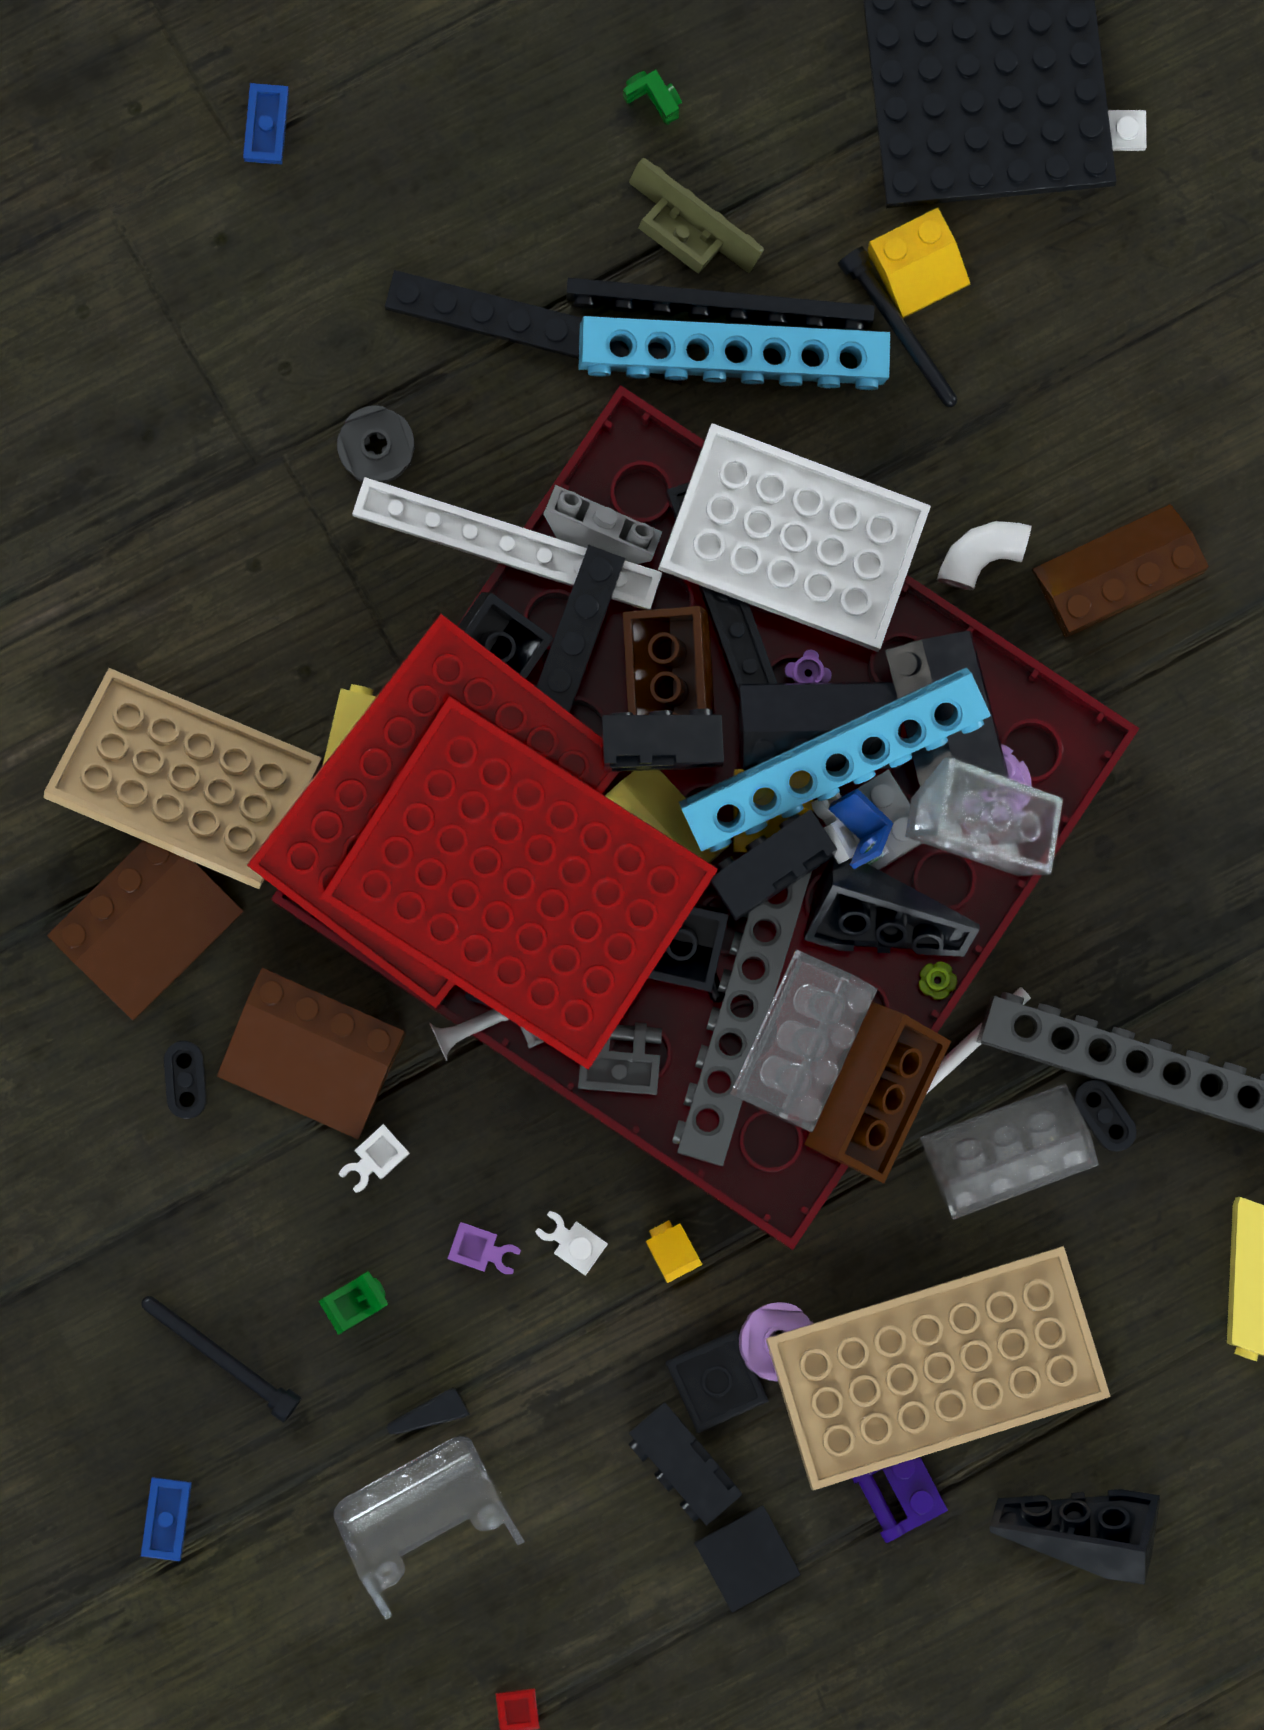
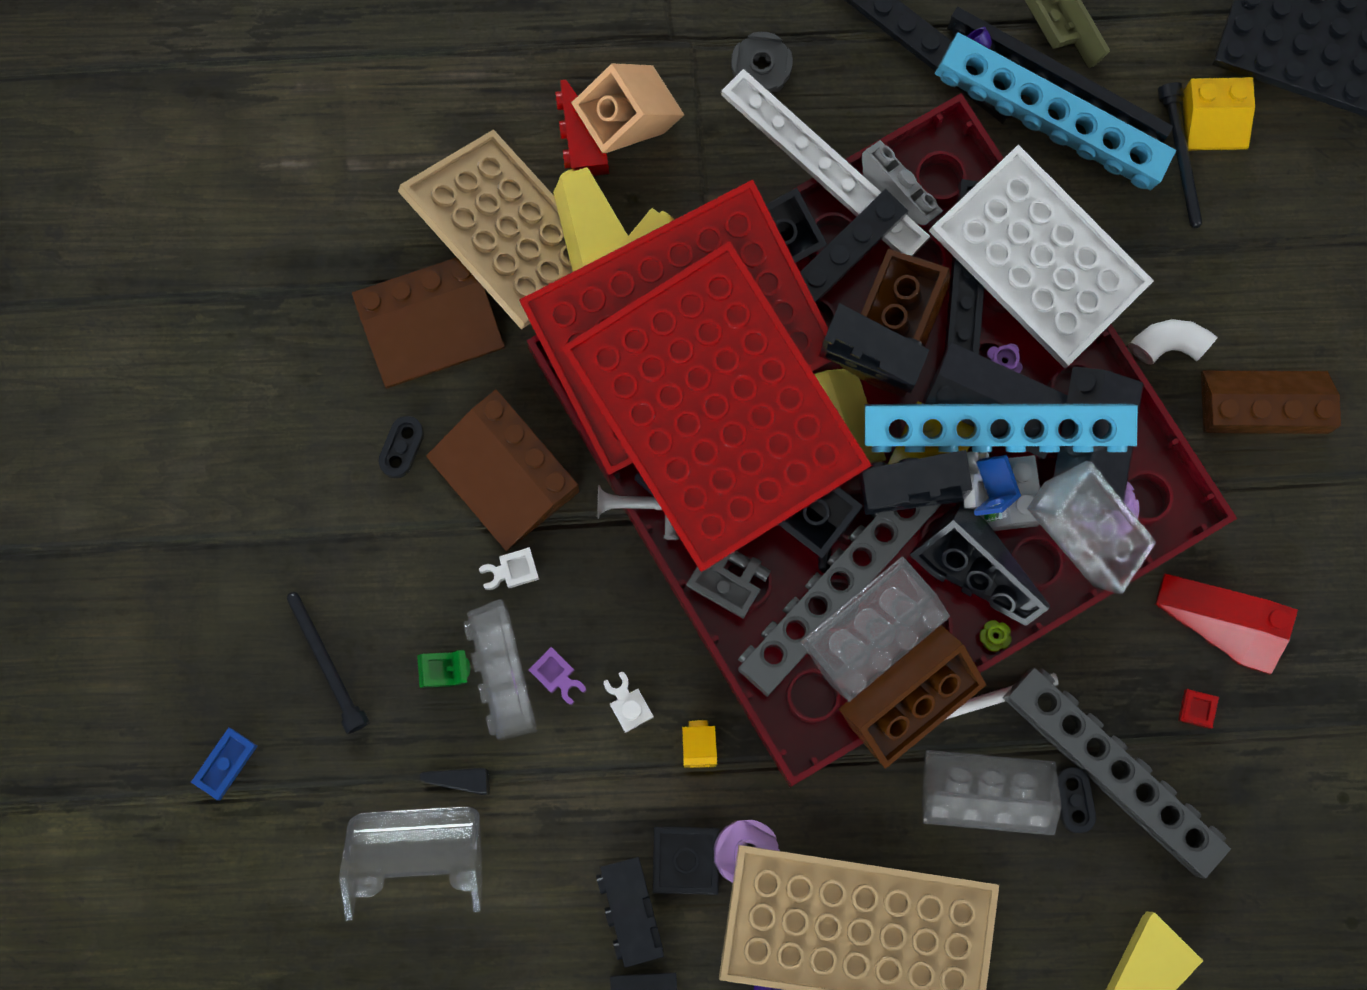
camera: 25 degrees right, 5 degrees down
(220, 632) = (582, 147): none -> red slope
(250, 574) = (626, 106): none -> light nougat slope
(272, 730) = (586, 218): none -> light yellow slope
(419, 1275) = (501, 671): none -> clear slope
(610, 306) = (981, 36): none -> dark purple hinge
(1191, 839) = (1238, 624): none -> red wedge
(1193, 951) = (1198, 709): none -> red tile

